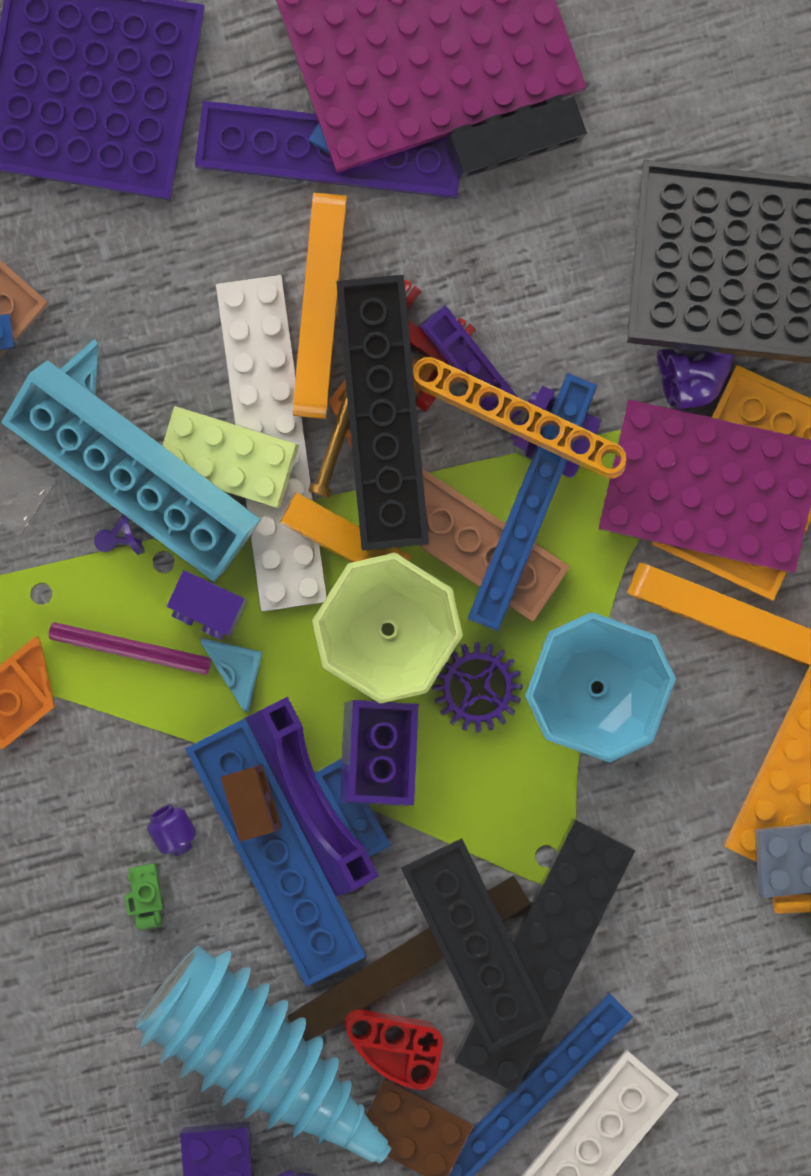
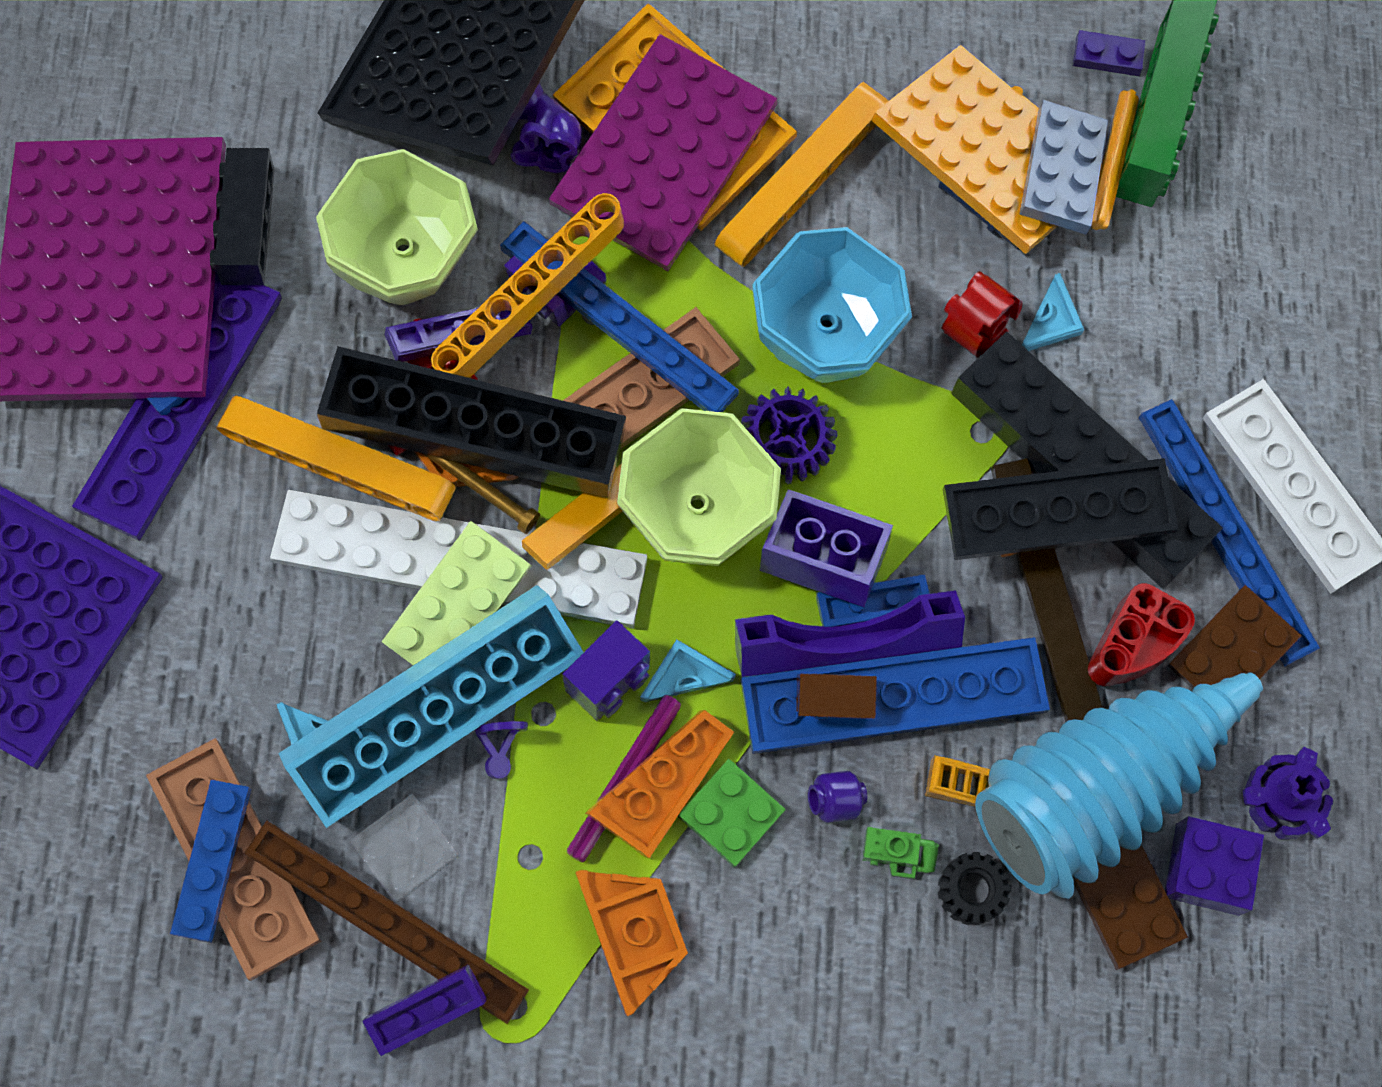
camera: 75 degrees left, 15 degrees down
(119, 981) = (997, 884): none -> black tyre
(127, 680) = (657, 790): none -> orange wing
(130, 746) = (731, 813): none -> bright green plate
(161, 1103) = (1130, 909): none -> reddish brown plate
(219, 907) = (939, 764): none -> light orange slope
(547, 249) = (391, 204): none -> yellowish green rock
(647, 822) = (980, 314): none -> red brick
(677, 890) = (1055, 318): none -> medium azure tile

